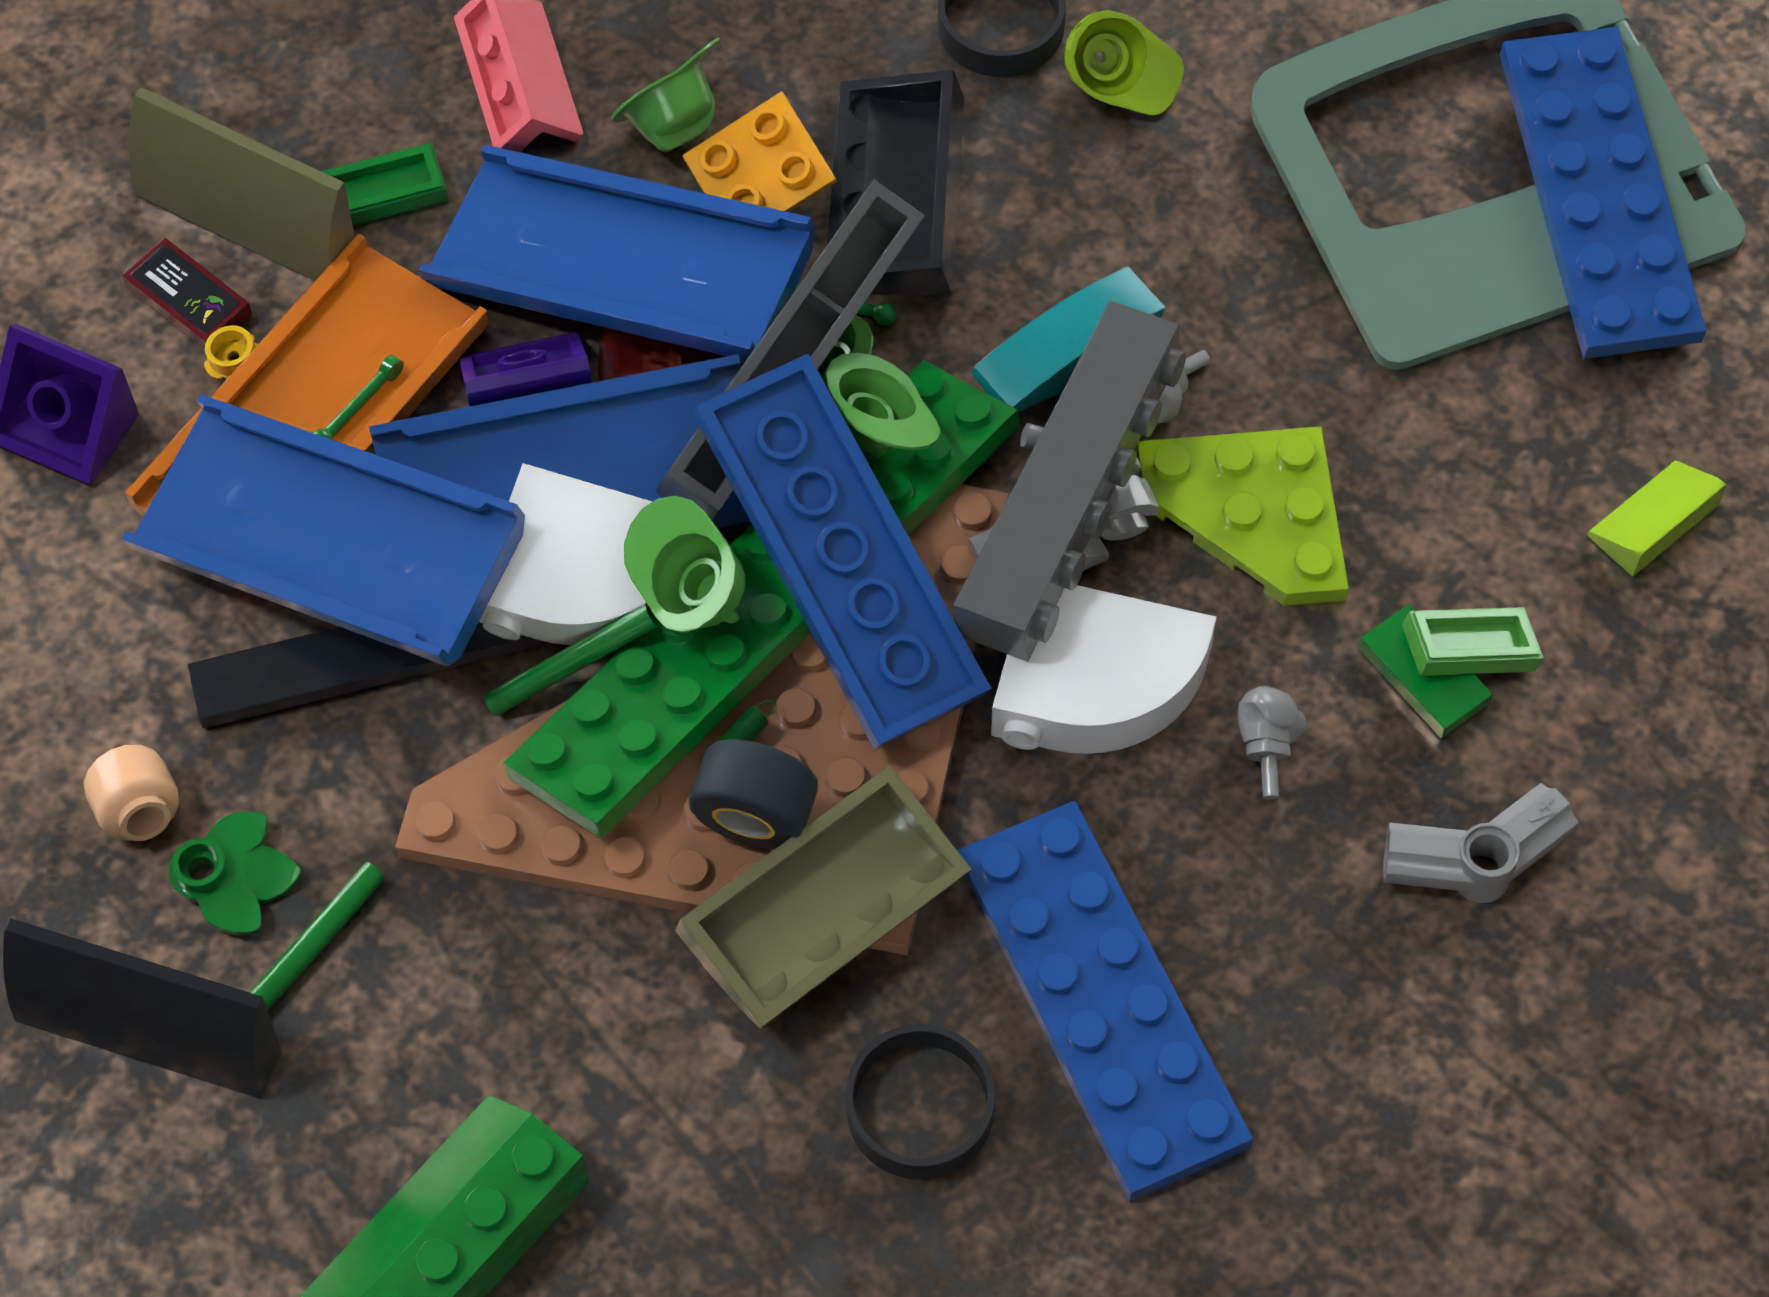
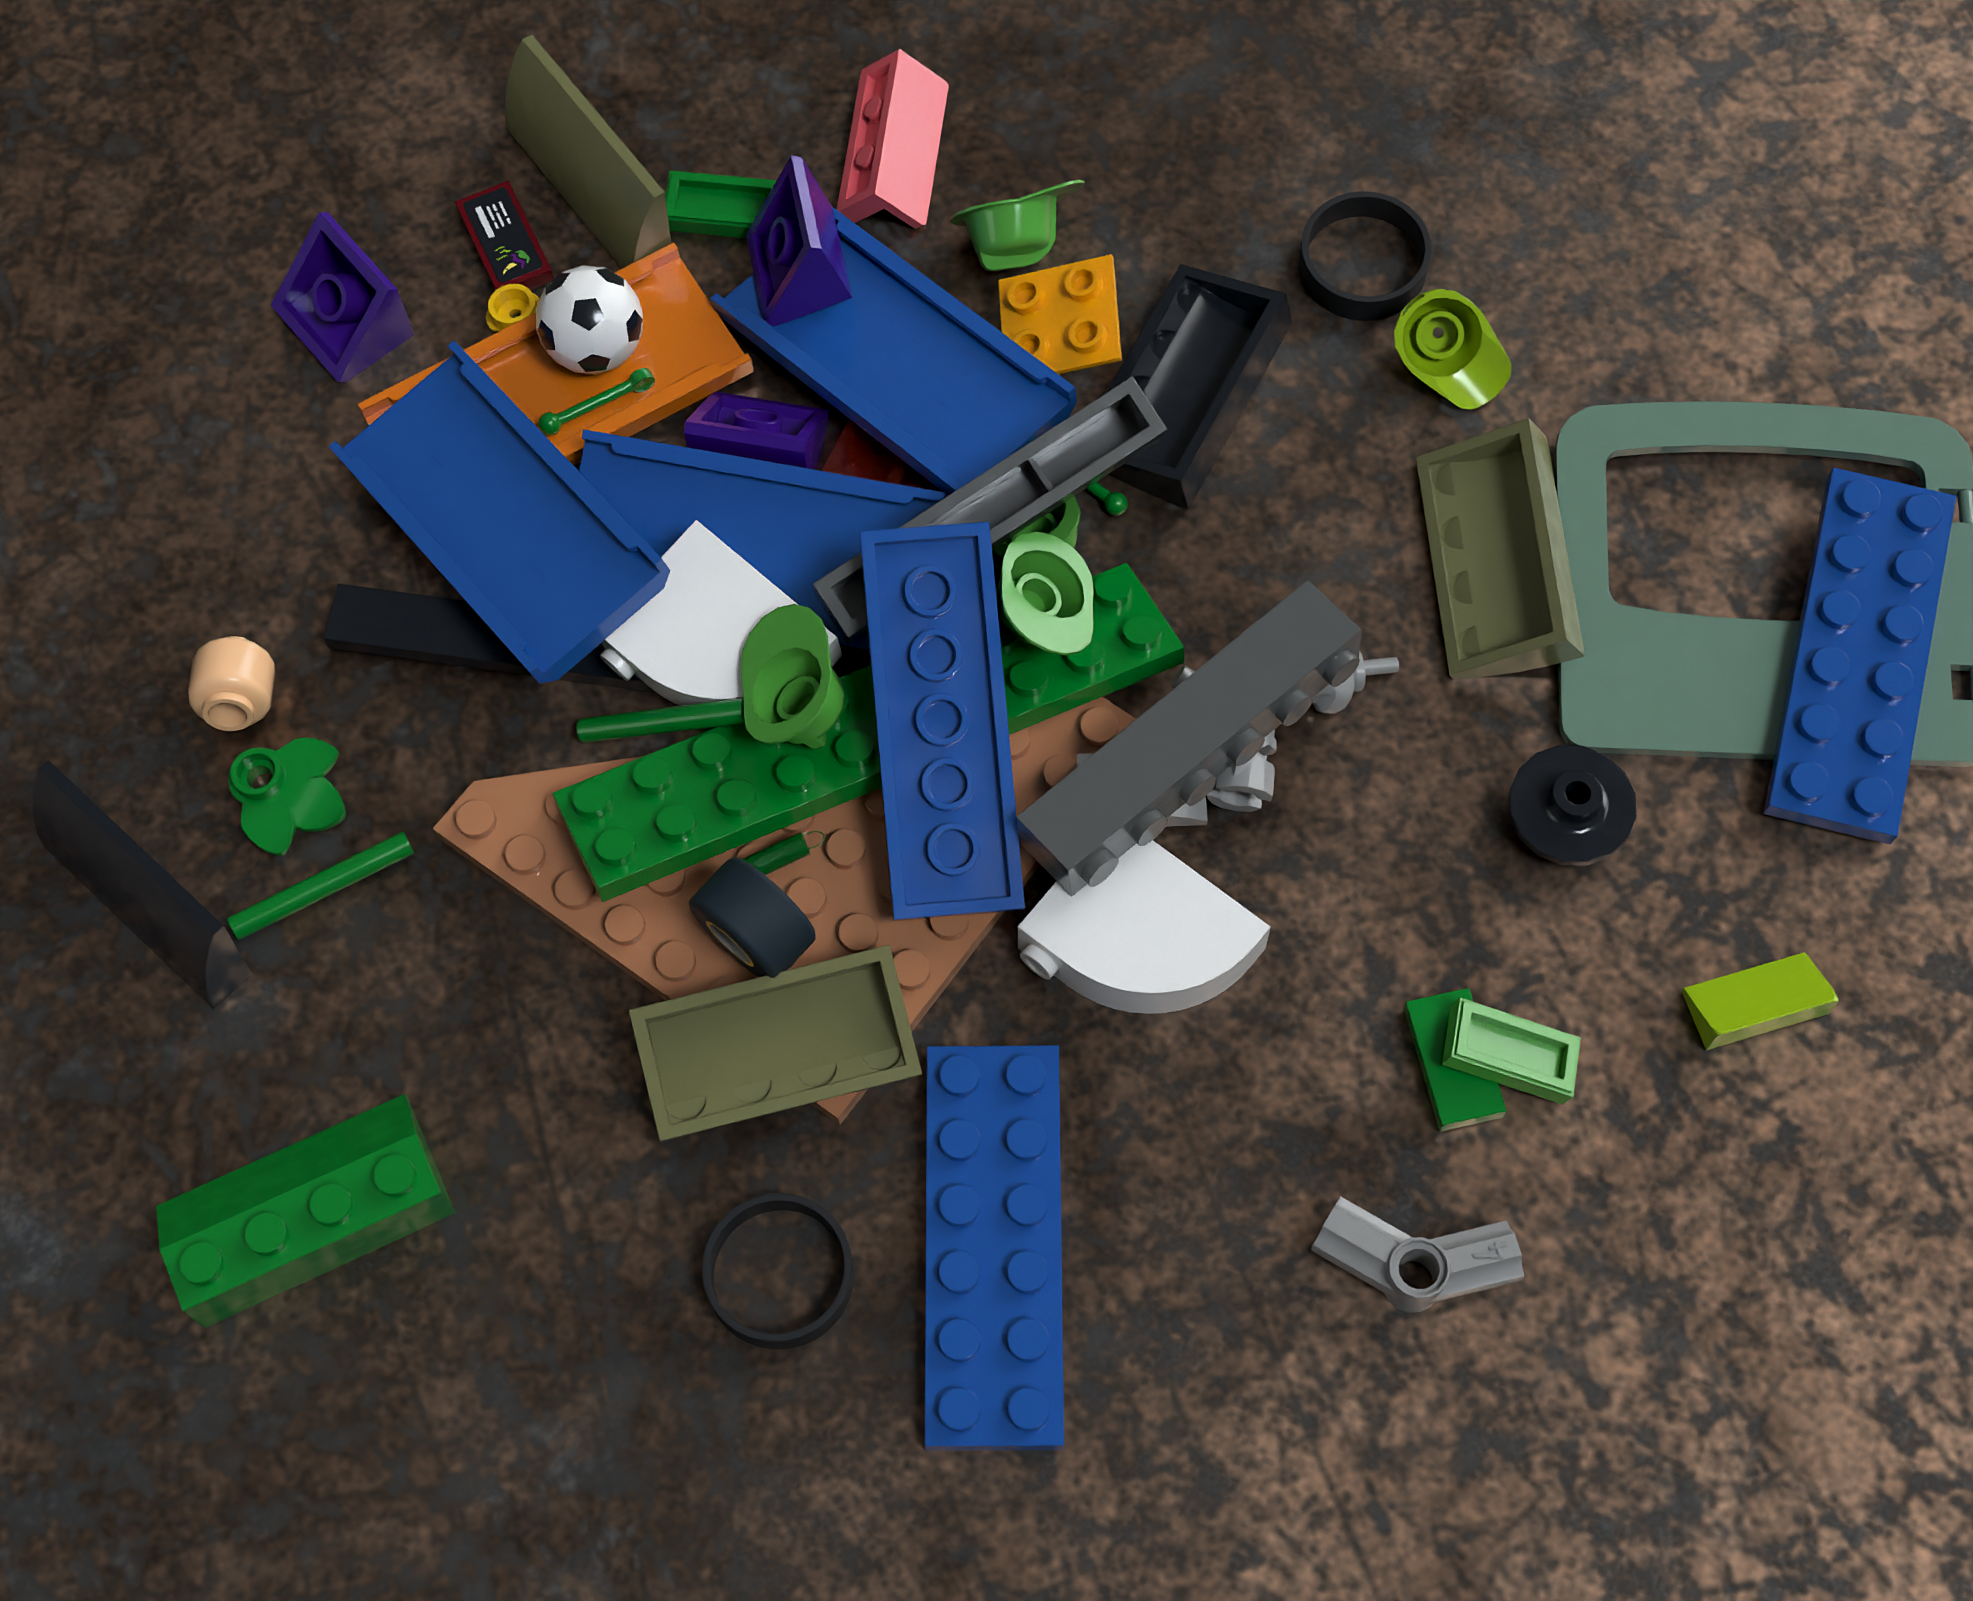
camera: 25 degrees right, 5 degrees up
(321, 328) = (589, 320): none -> white piece
(481, 195) = (796, 248): none -> dark purple slope
(1045, 352) = (1226, 603): teal slope -> none
(1249, 226) = (1499, 554): none -> olive slope
(1255, 506) = (1370, 830): lime plate -> none
(1268, 726) = (1275, 1049): light grey piece -> none
(1415, 433) = (1567, 830): none -> black piece

